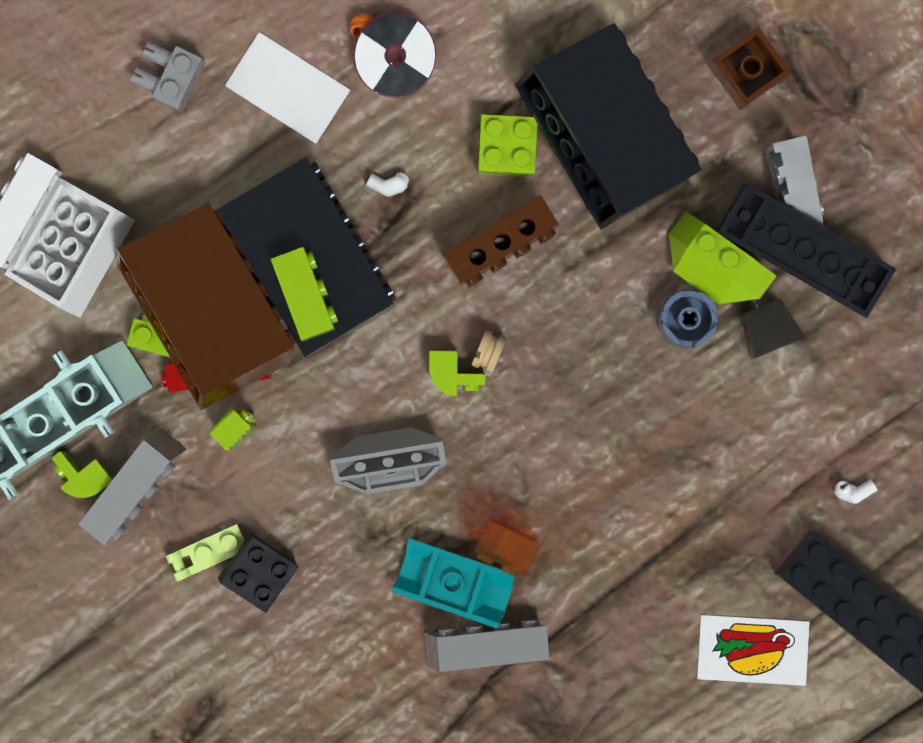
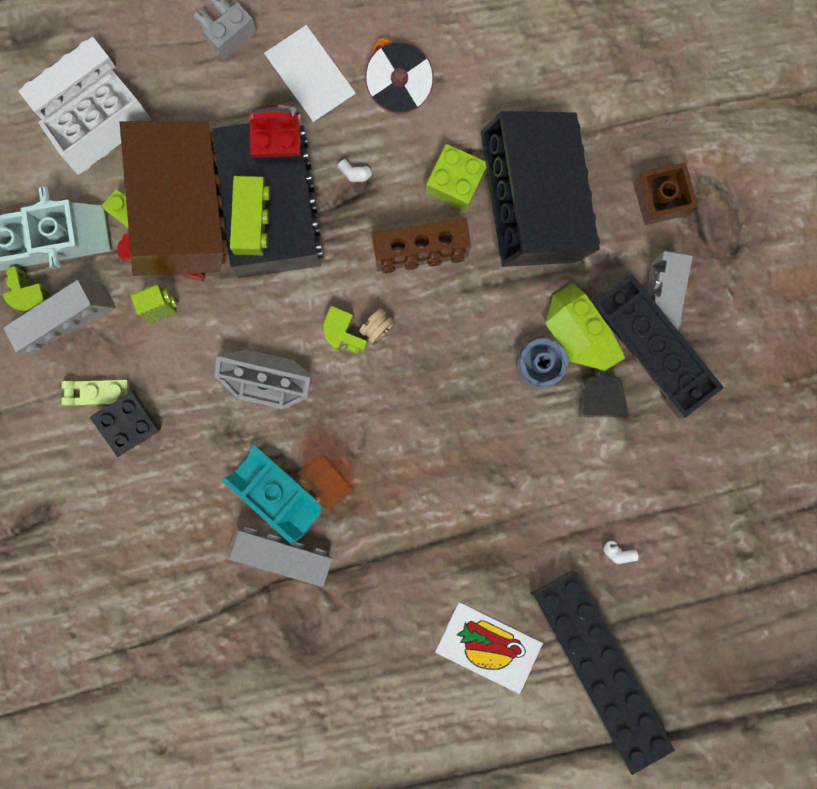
camera: 20 degrees right, 5 degrees down
(291, 185) = (275, 131): none -> red piece

